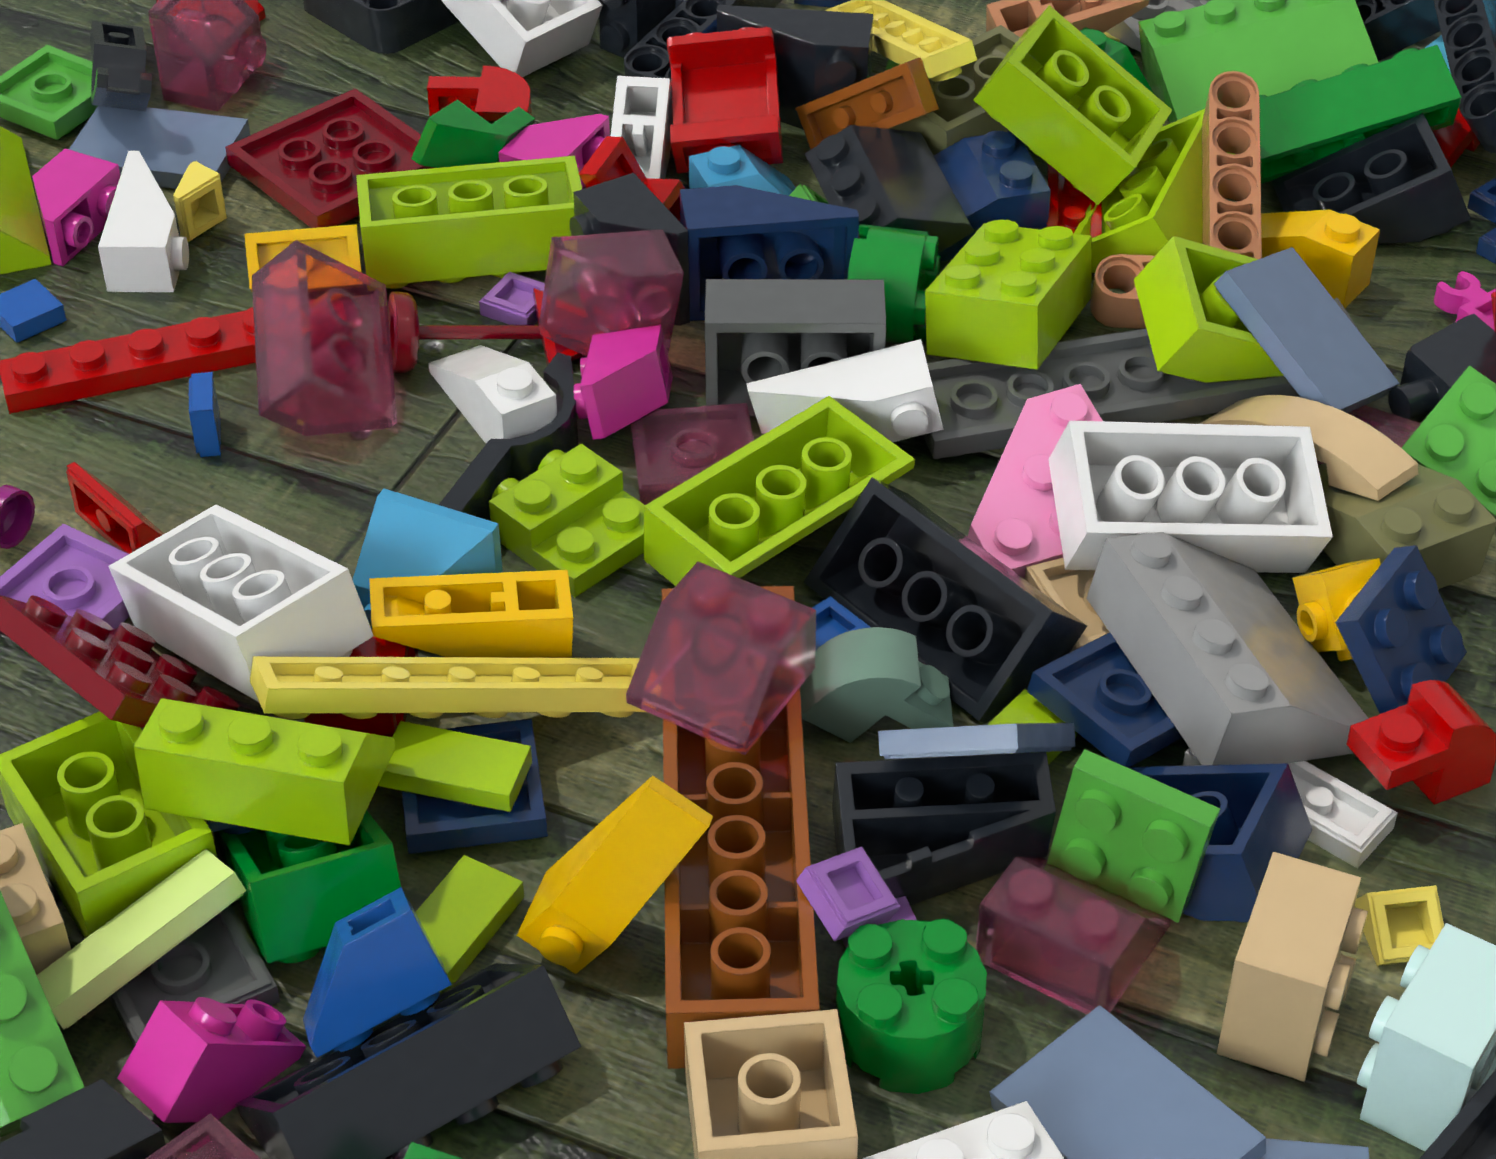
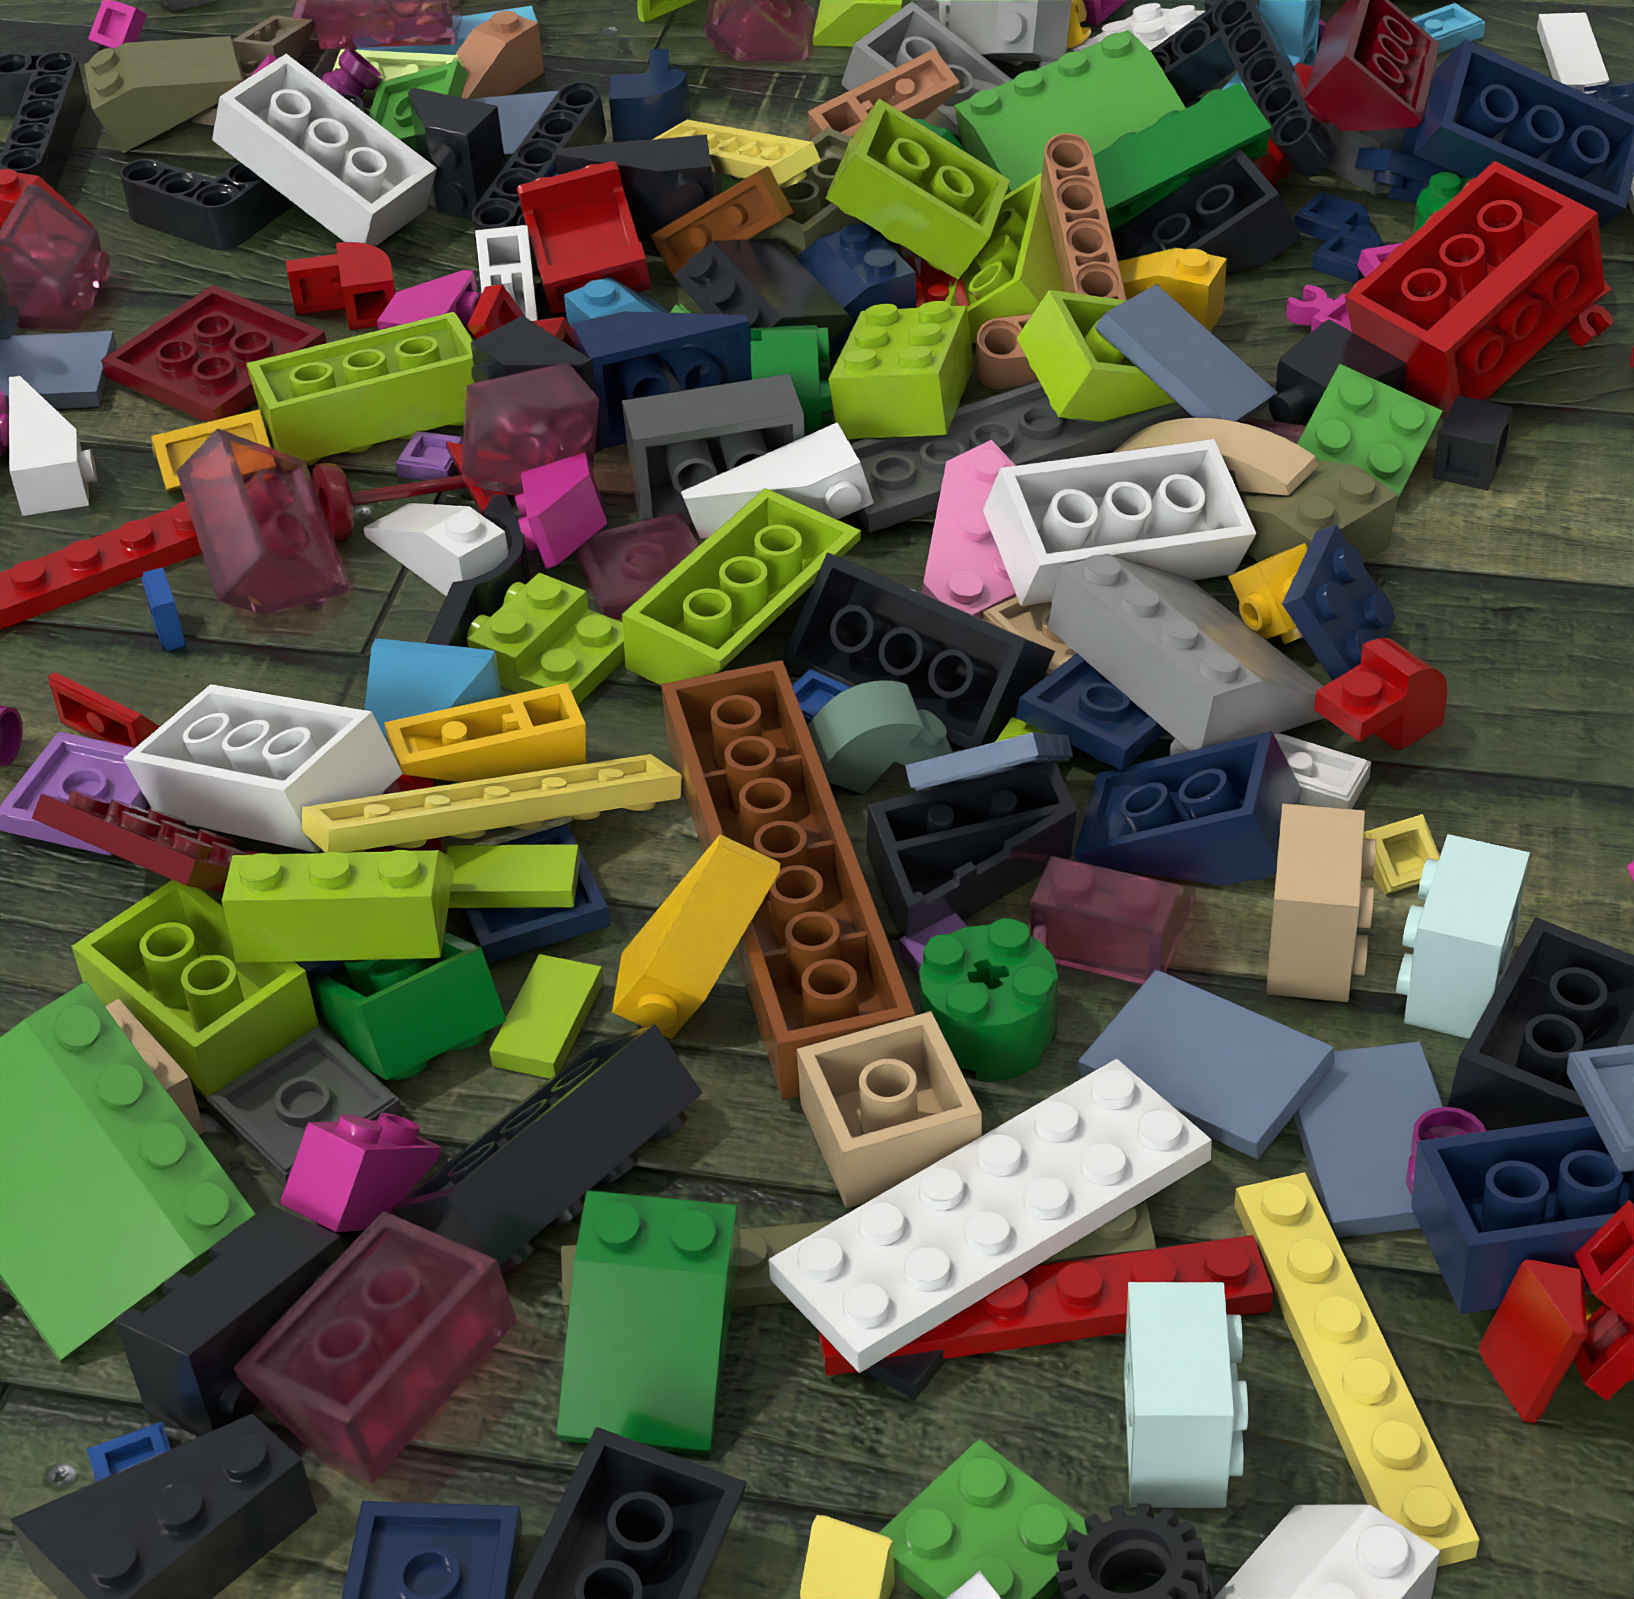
camera: 10 degrees left, 0 degrees up
(138, 937) = (267, 1071): yellowish green tile -> none
(199, 201) = (92, 412): light yellow slope -> none
(371, 971) = (490, 1065): blue slope -> none
(464, 138) = (339, 312): green slope -> none
(724, 657) = (741, 729): clear pink slope -> none
(847, 893) = (911, 912): medium lavender tile -> none
(1132, 835) = (1151, 817): bright green plate -> none

